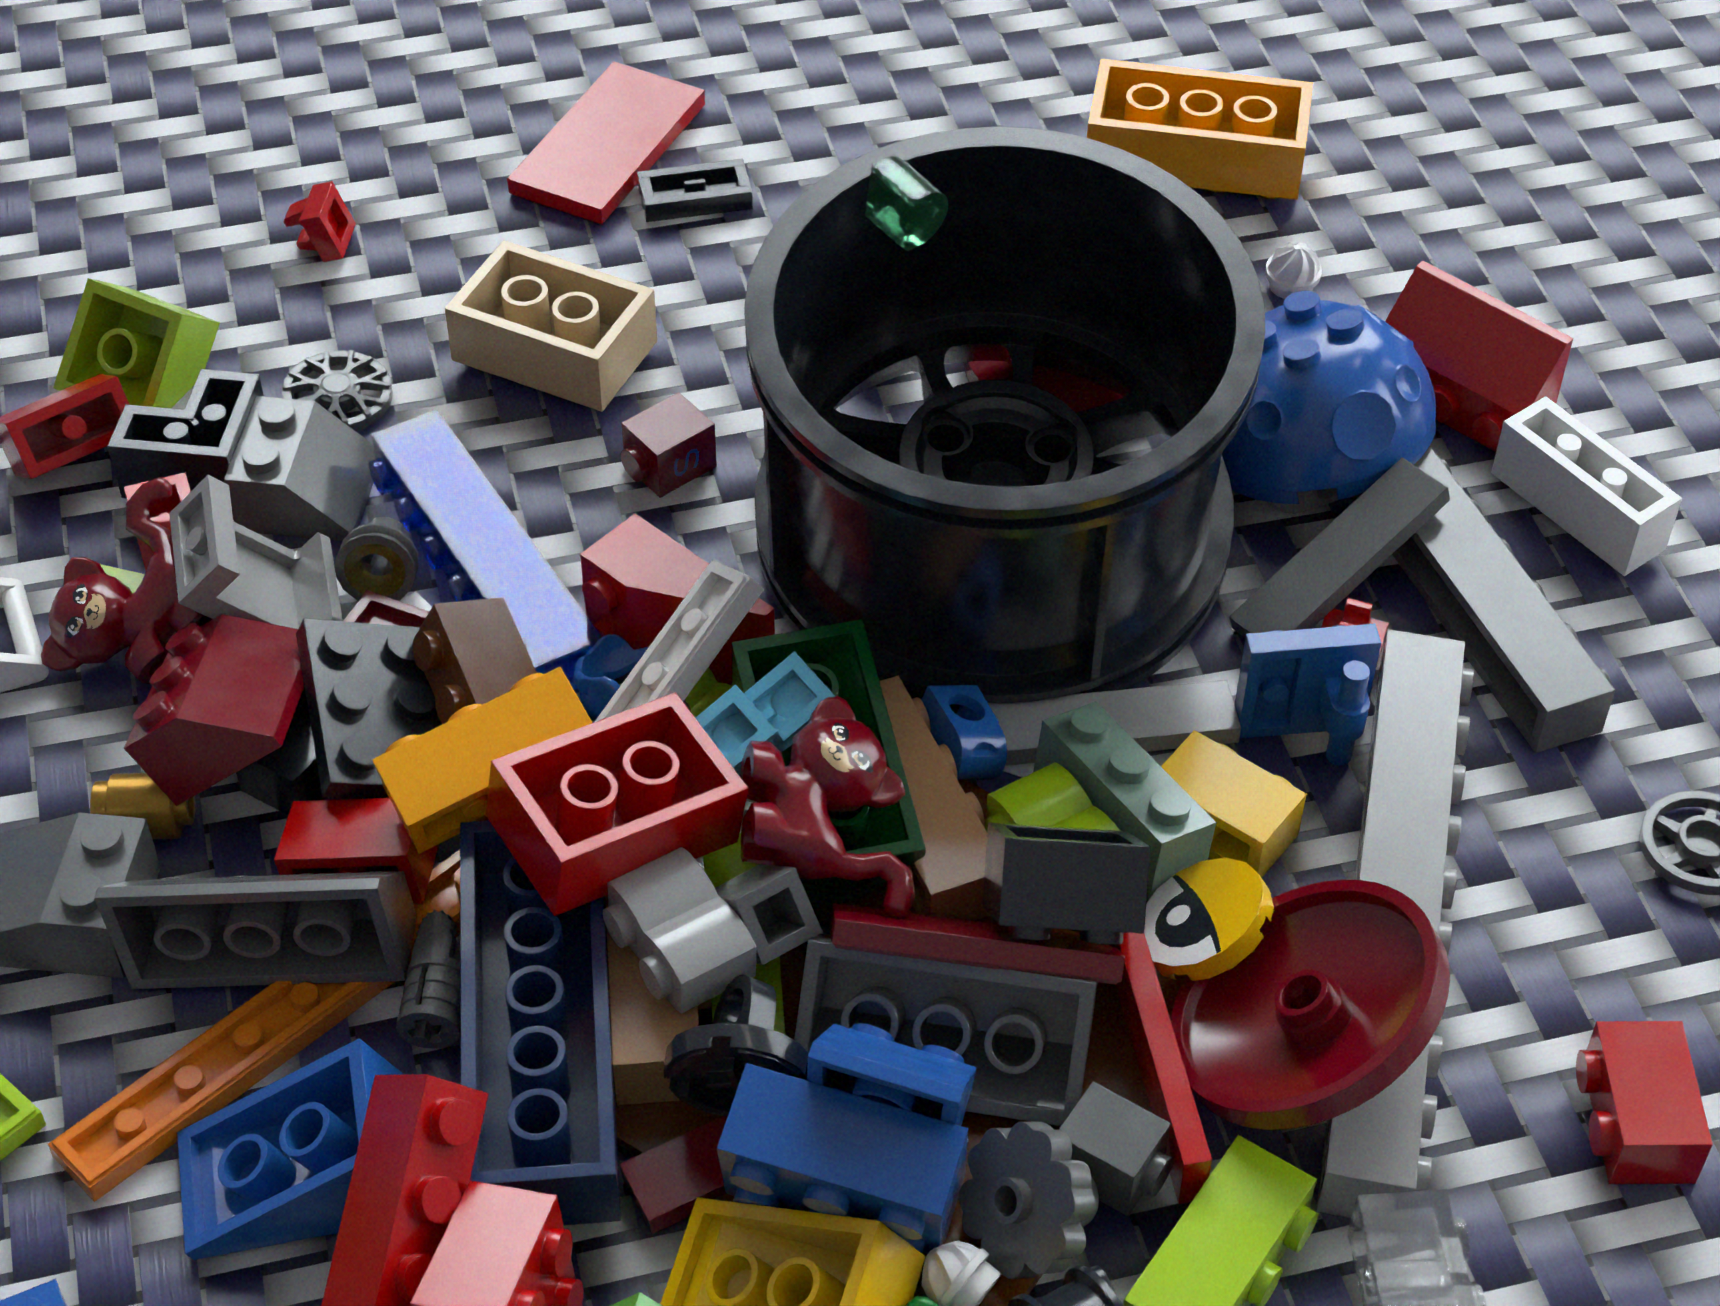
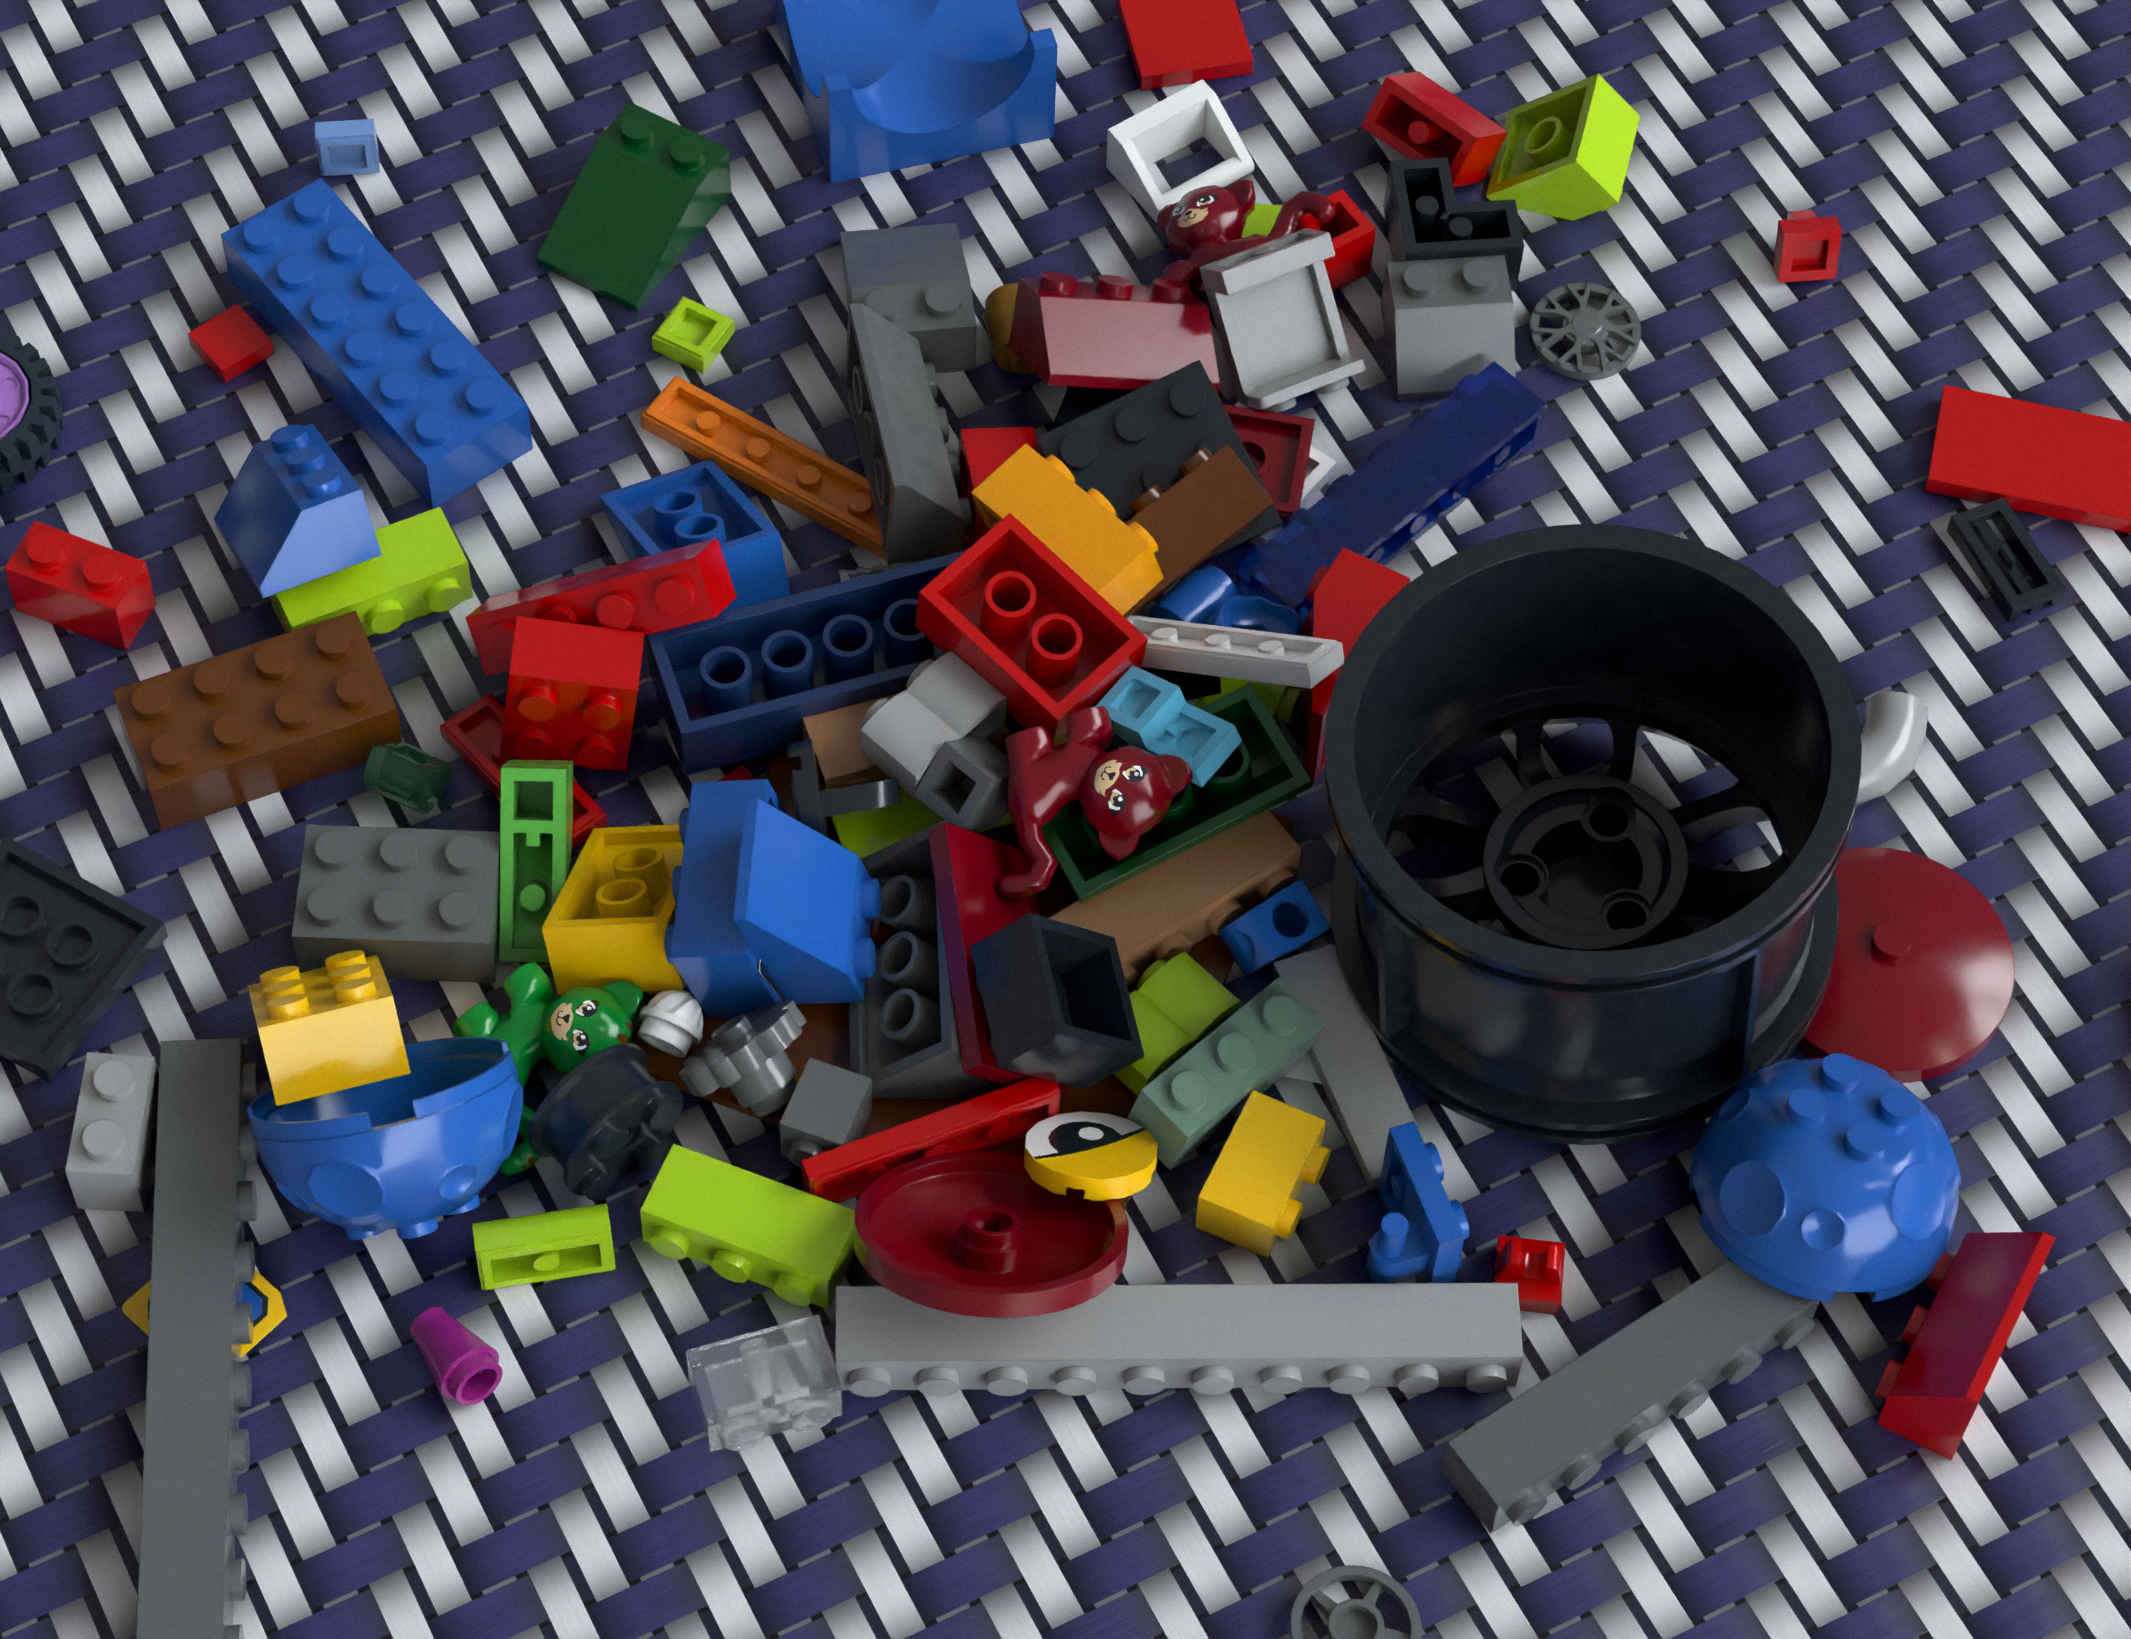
camera: 75 degrees right, 10 degrees up
(377, 559) = (1354, 417): dark grey piece -> none
(552, 325) = (1716, 463): tan brick -> none
(904, 203) = (1683, 617): clear green brick -> none
(1293, 270) = (2094, 1159): white plate -> none
(1344, 552) = (1618, 1235): dark grey tile -> none
(1585, 485) = (1813, 1471): white brick -> none
(1644, 1102) = (1001, 1569): red brick -> none

